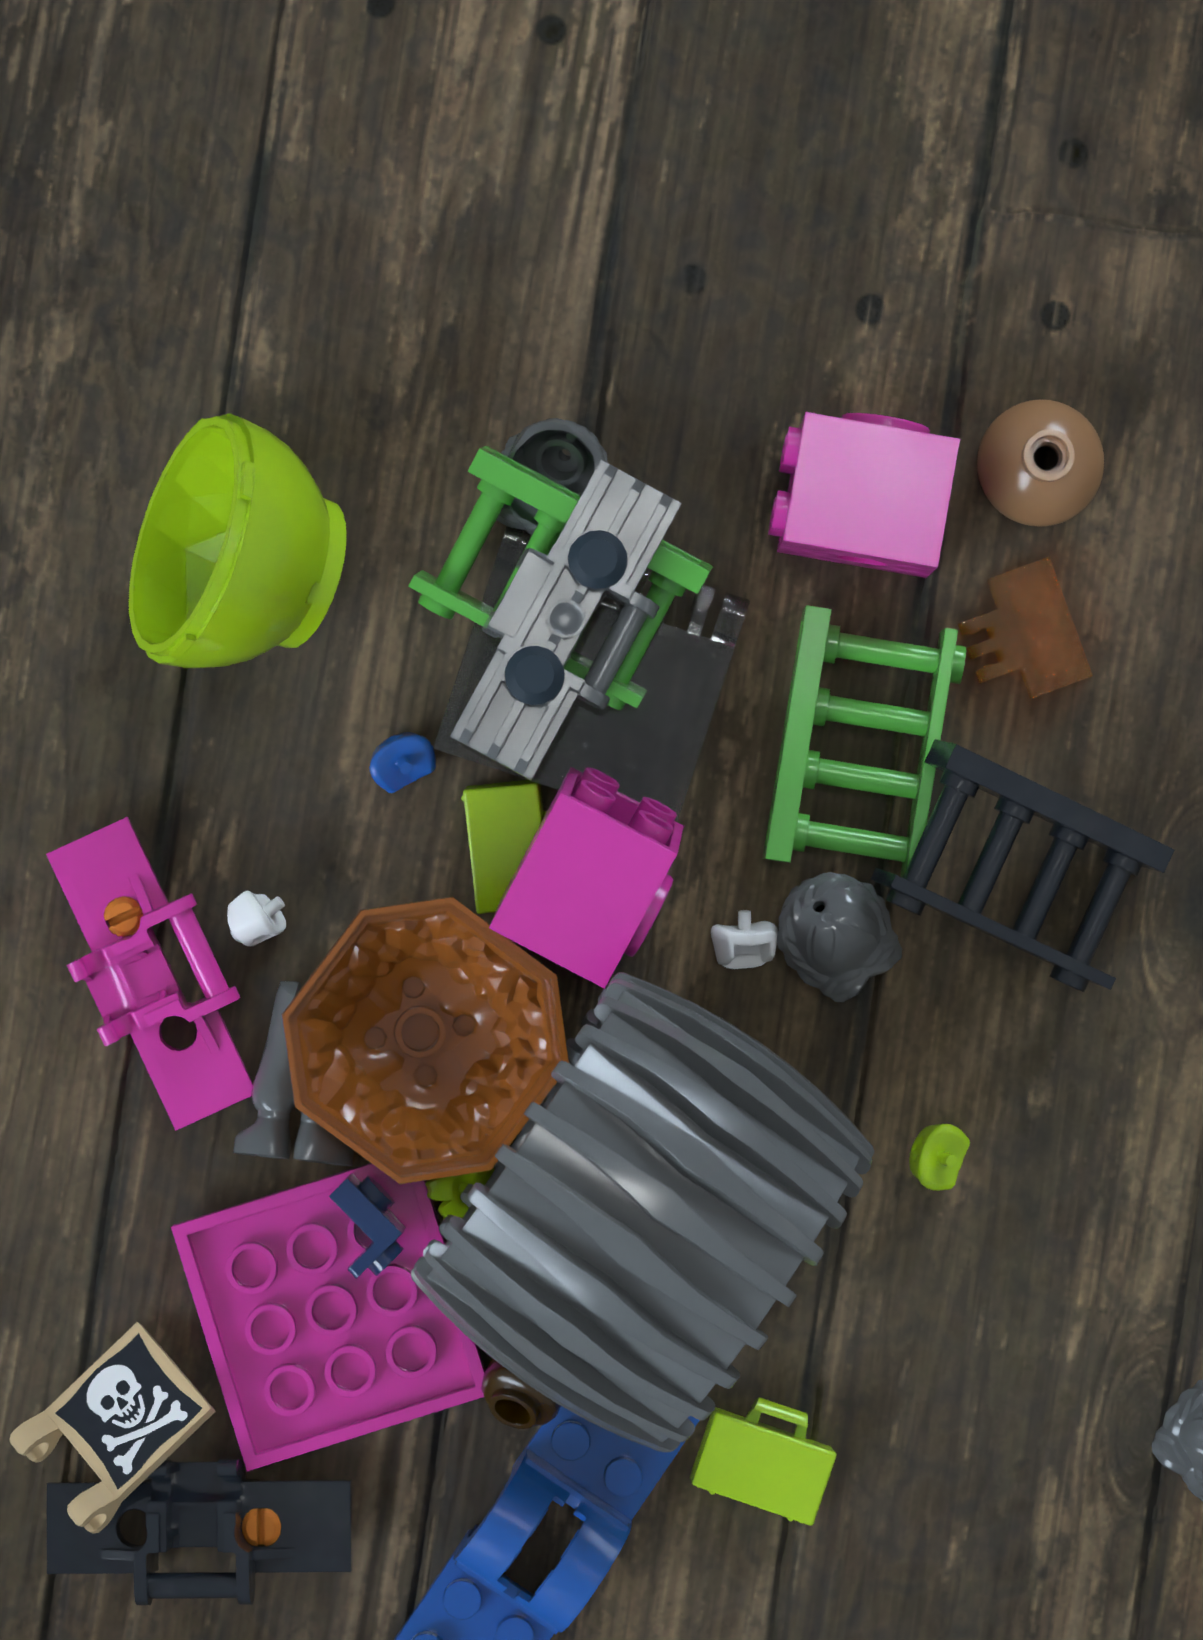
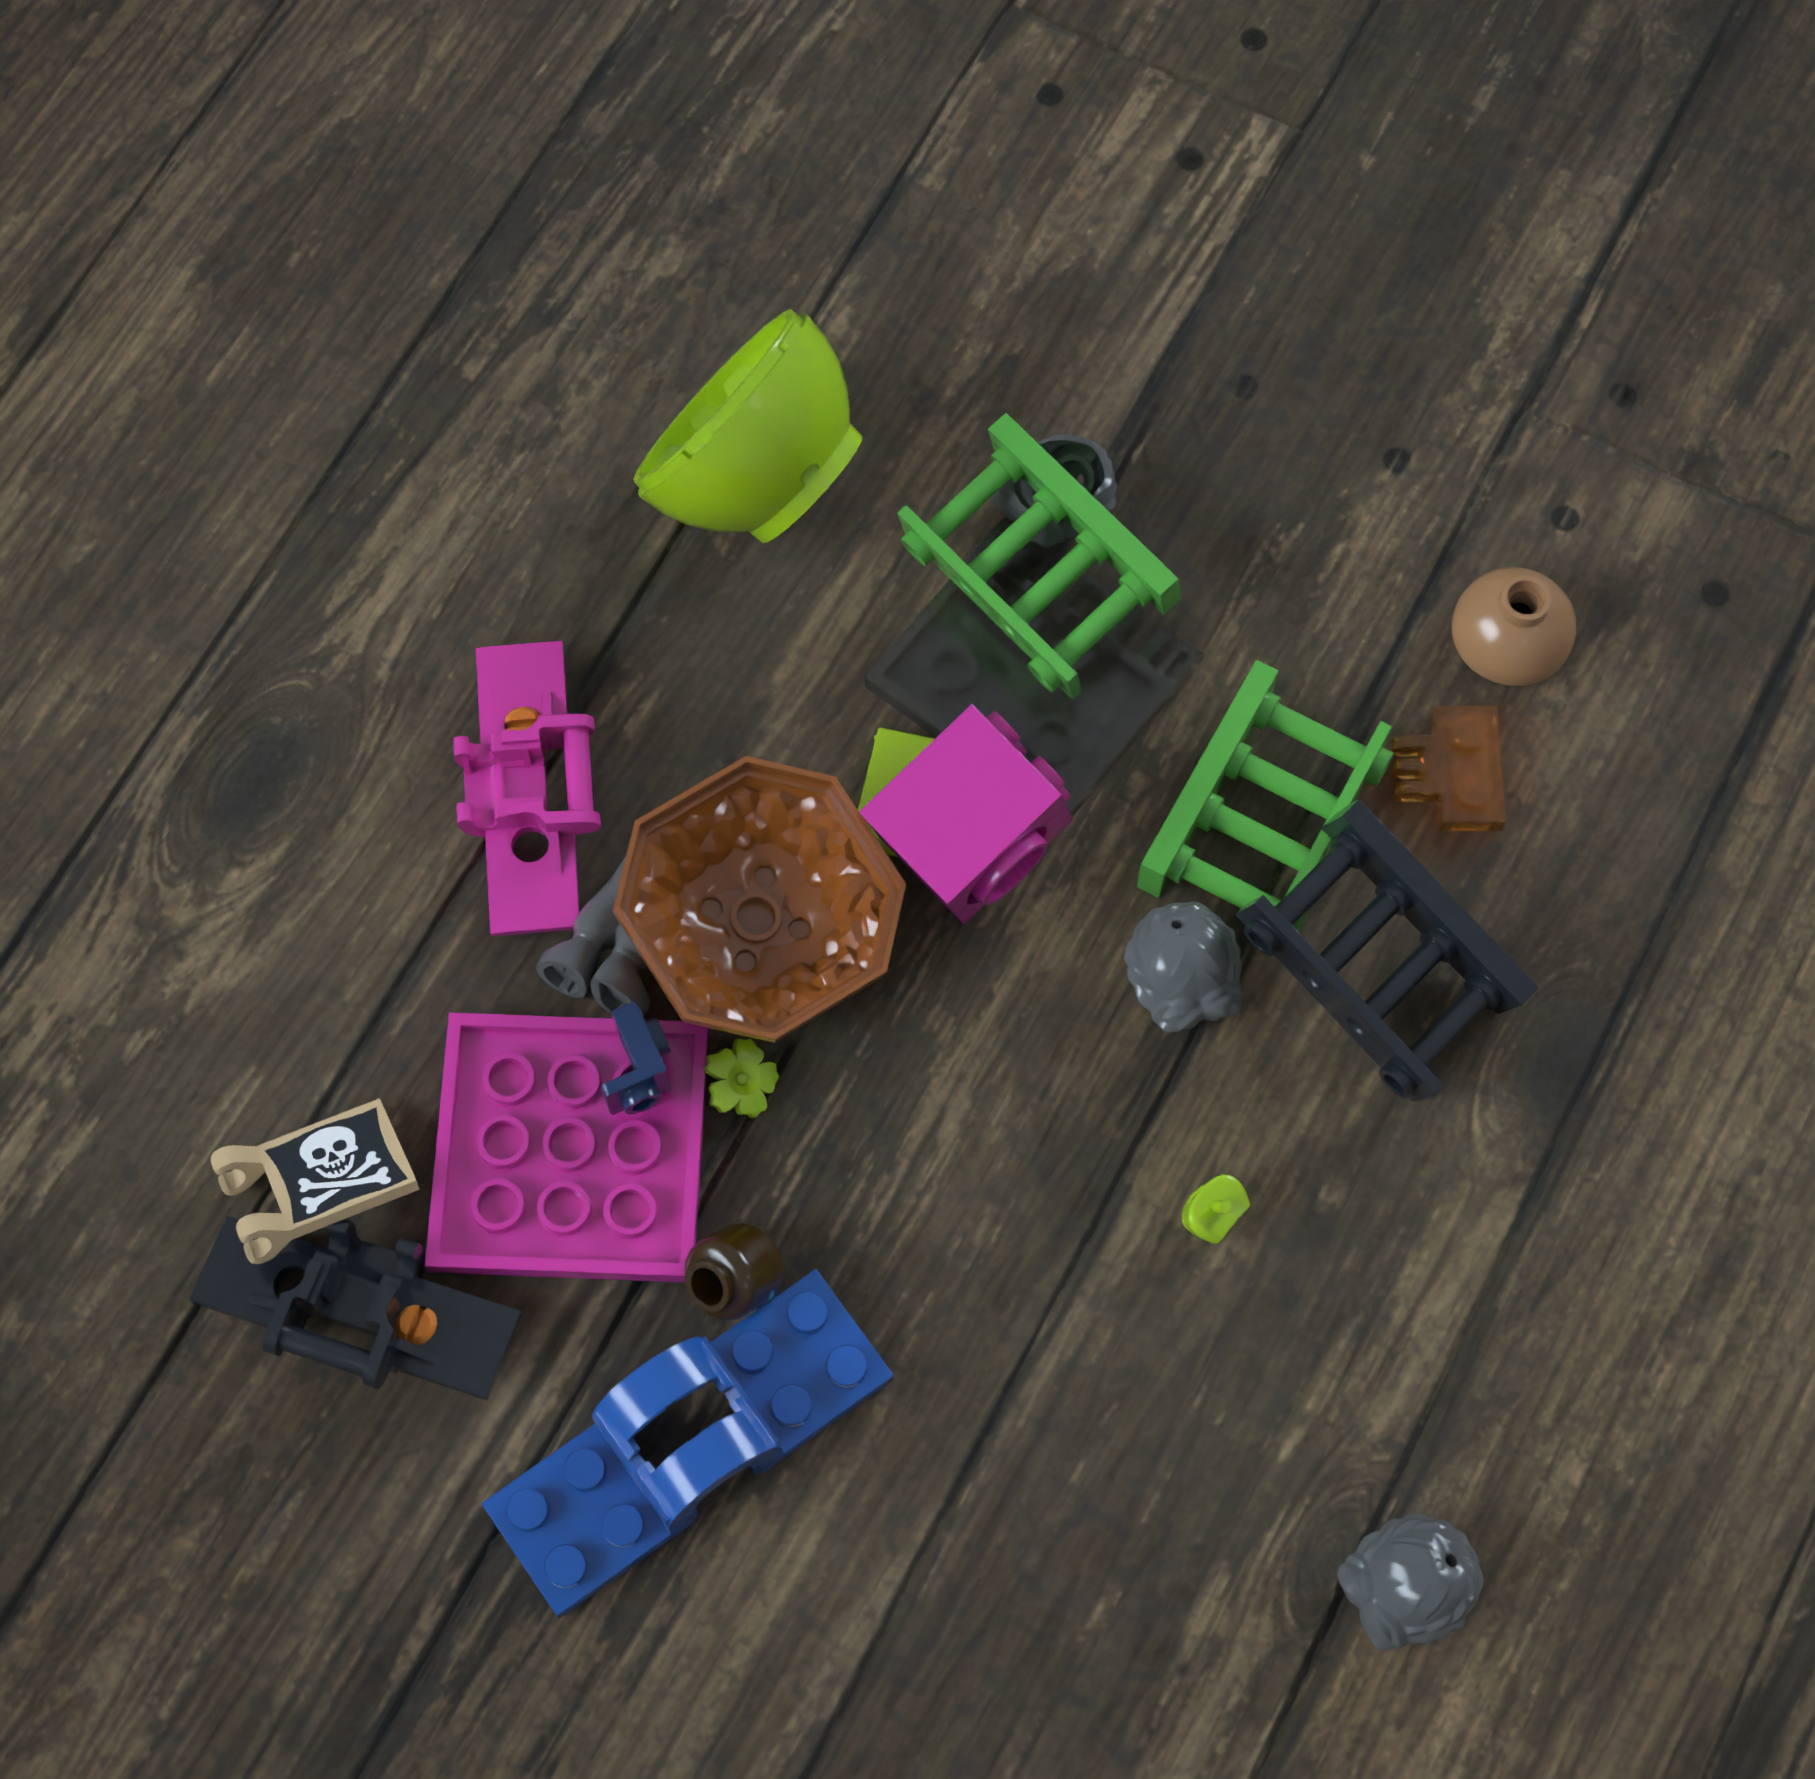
camera: 15 degrees right, 20 degrees down
(255, 918) = (640, 771): white piece -> none
(402, 761) = (832, 683): blue piece -> none
(546, 610) = (1016, 554): piece -> none
(646, 1215) = (905, 1094): dark grey wheel -> none
(745, 944) = (1091, 950): white piece -> none
(764, 1463) = (937, 1443): lime piece -> none
(865, 492) = (1341, 584): brick -> none

